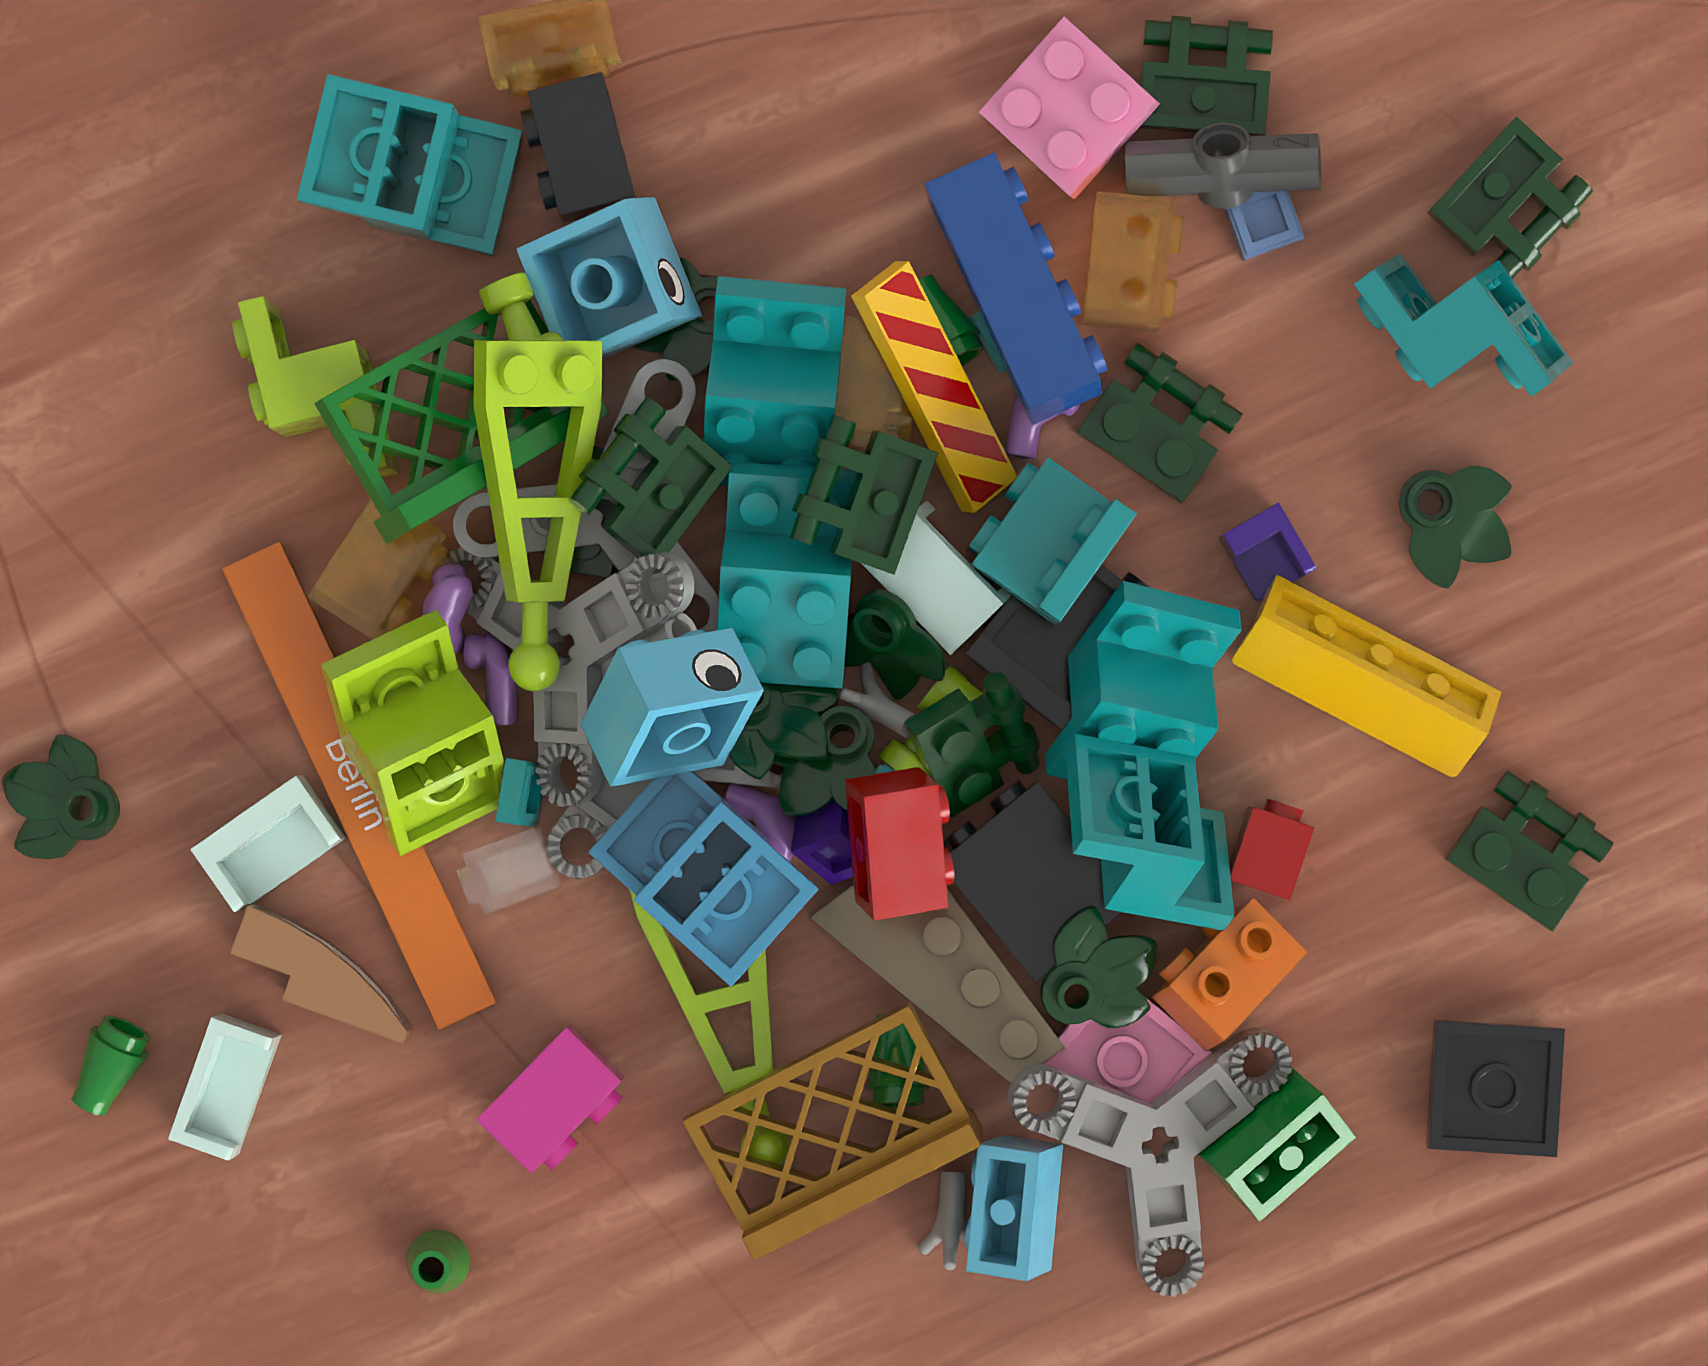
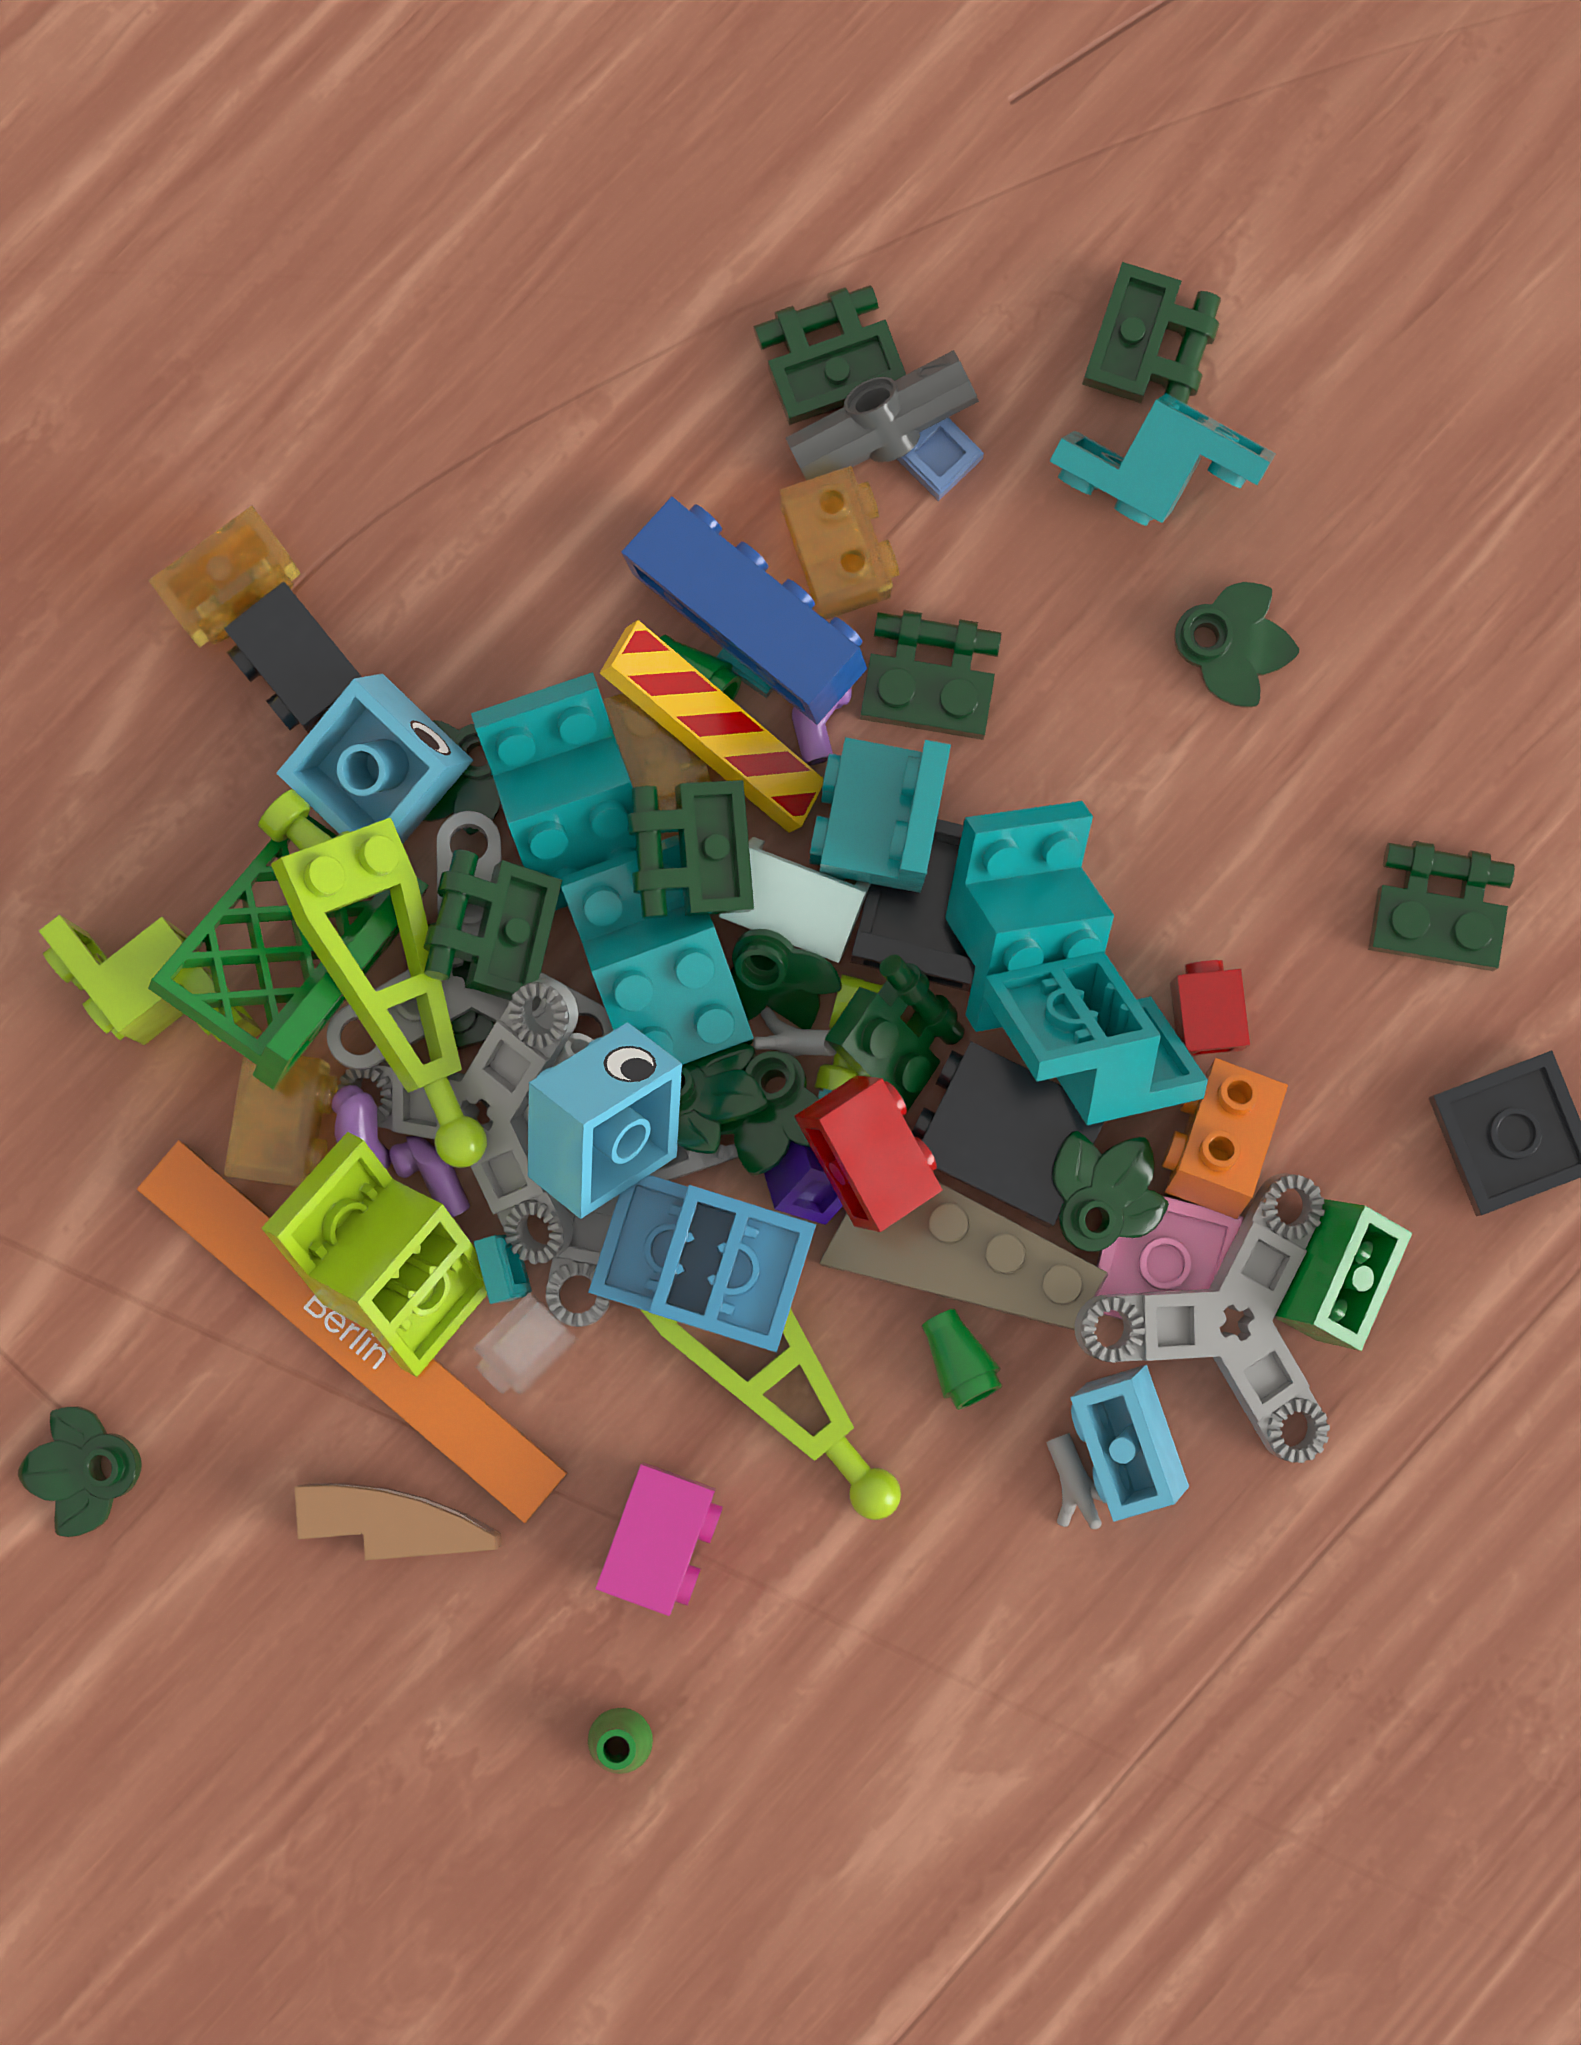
camera: 30 degrees left, 5 degrees down
(109, 1062) = (231, 1695): green cone -> none
(224, 1086) = (348, 1667): light aqua panel -> none
(268, 843) = (289, 1421): light aqua panel -> none
(410, 165) = (146, 743): teal bracket -> none
(766, 814) = (736, 1184): medium lavender arm -> none
(858, 1180) = (973, 1484): pearl gold fence -> none
(1069, 107) = (721, 431): bright pink plate -> none
(1267, 548) = (1081, 744): dark purple panel -> none
(1367, 677) = (1224, 817): yellow panel -> none

